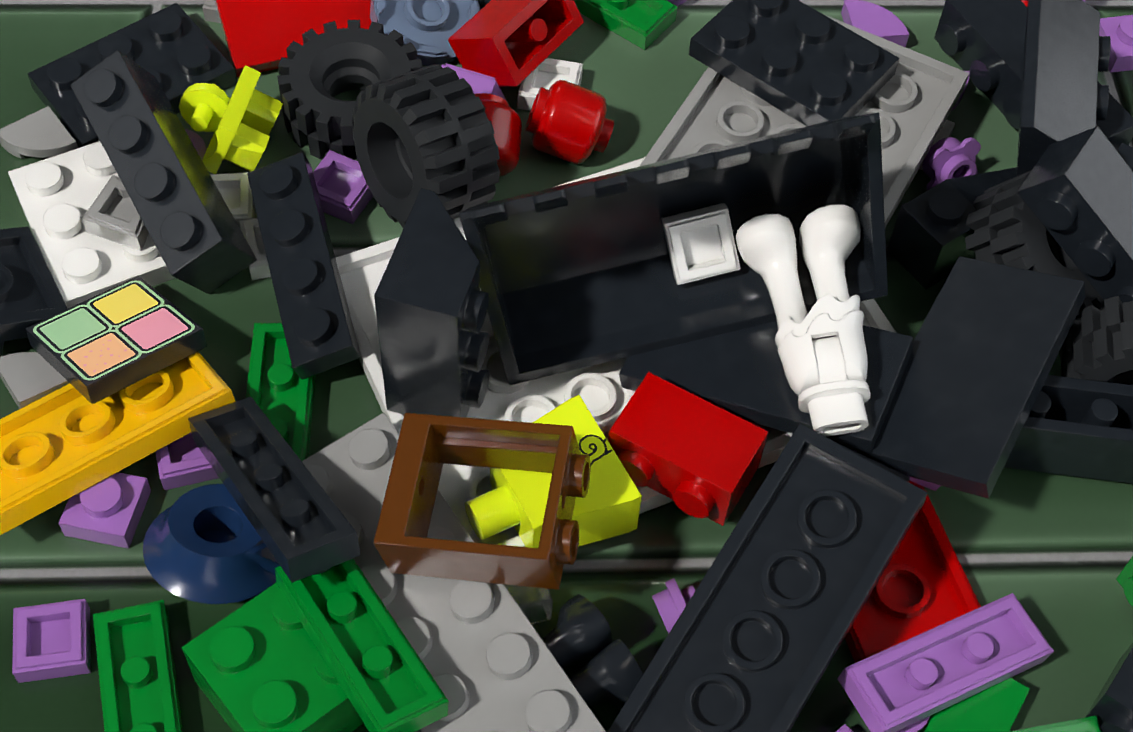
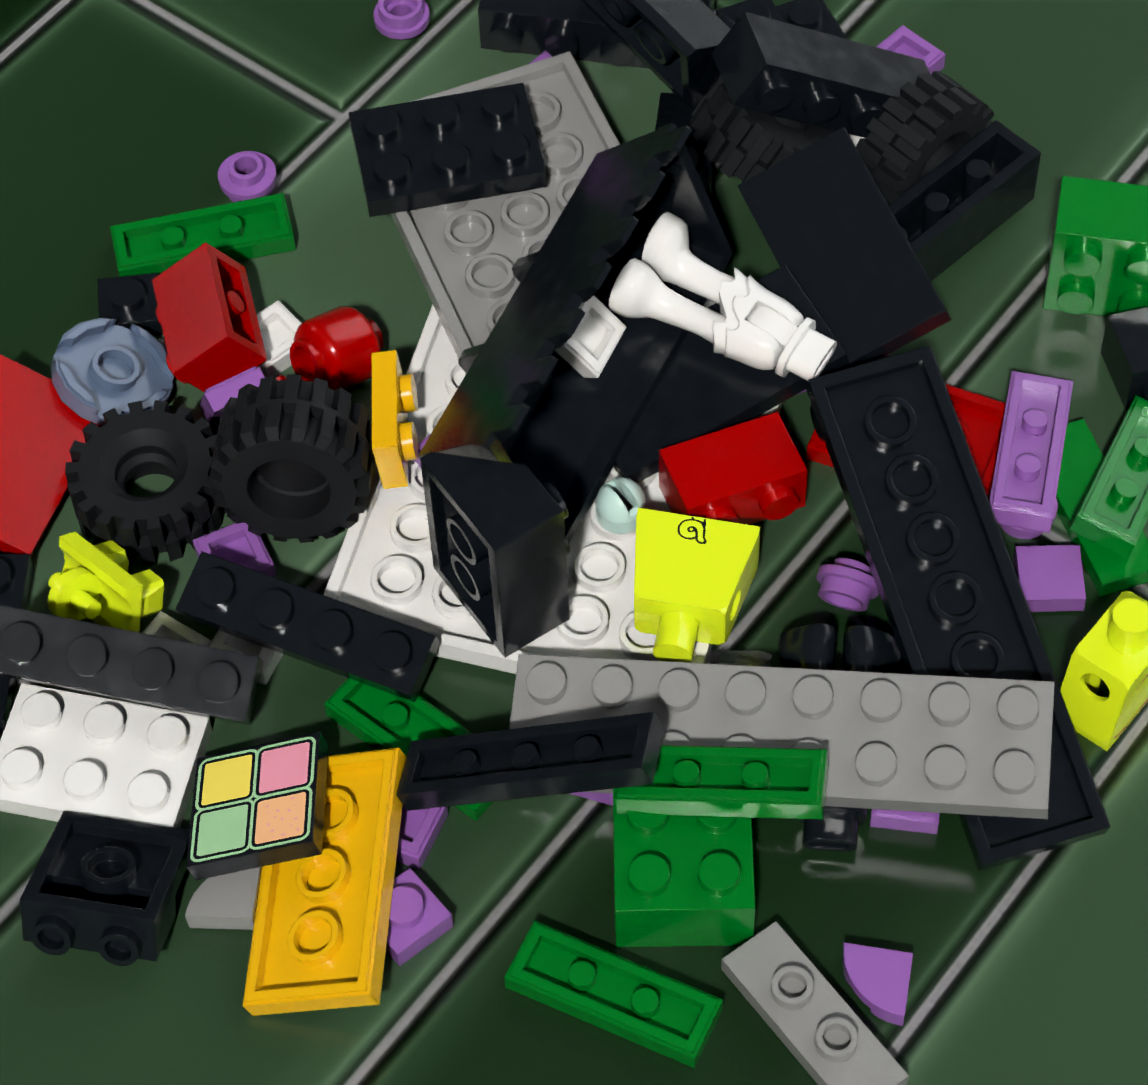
camera: 45 degrees left, 0 degrees up
(51, 640) = (497, 1023): medium lavender tile -> none
(116, 217) = (131, 729): light grey tile -> none
(208, 549) = (523, 851): dark blue piece -> none
(413, 484) = (722, 551): reddish brown window -> none
(533, 169) = (392, 435): none -> yellow plate
(608, 393) = (611, 510): none -> light aqua hinge
(875, 20) = (433, 75): medium lavender tile -> none
(950, 160) = (626, 122): medium lavender plate -> none

